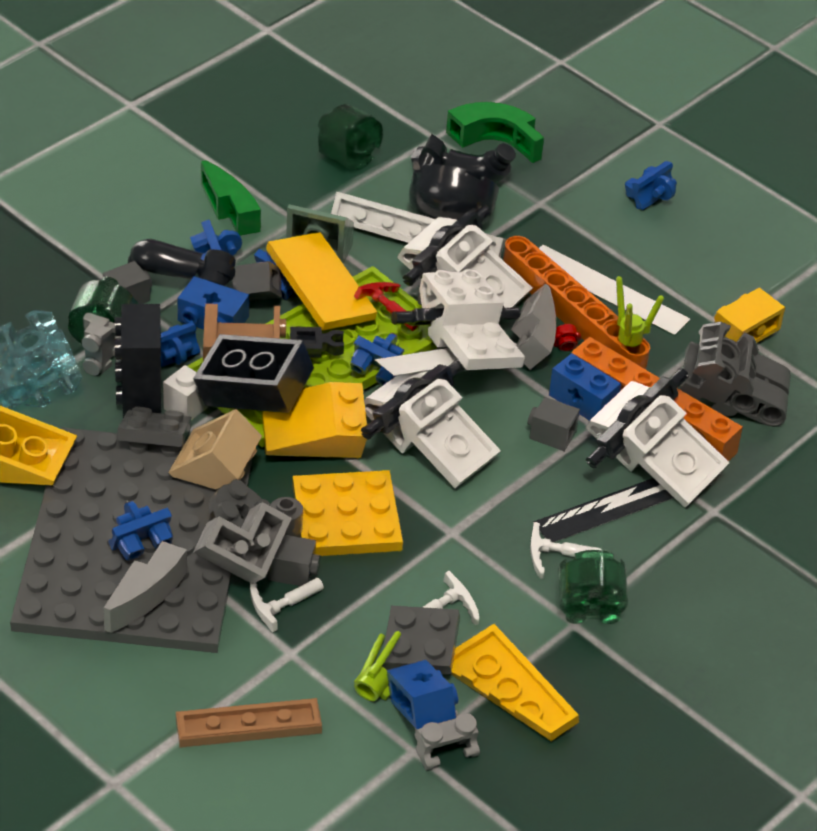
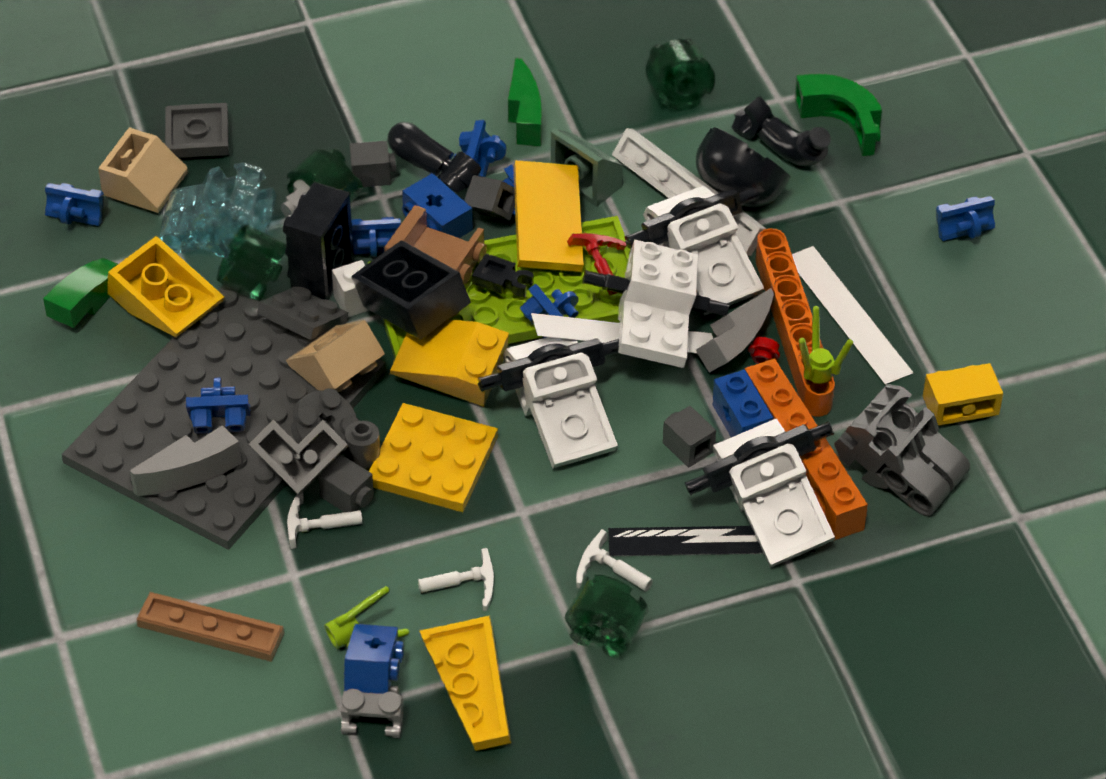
camera: 30 degrees right, 5 degrees up
(84, 398) = (251, 262): none -> clear green brick
(425, 635) = (414, 605): dark grey plate -> none

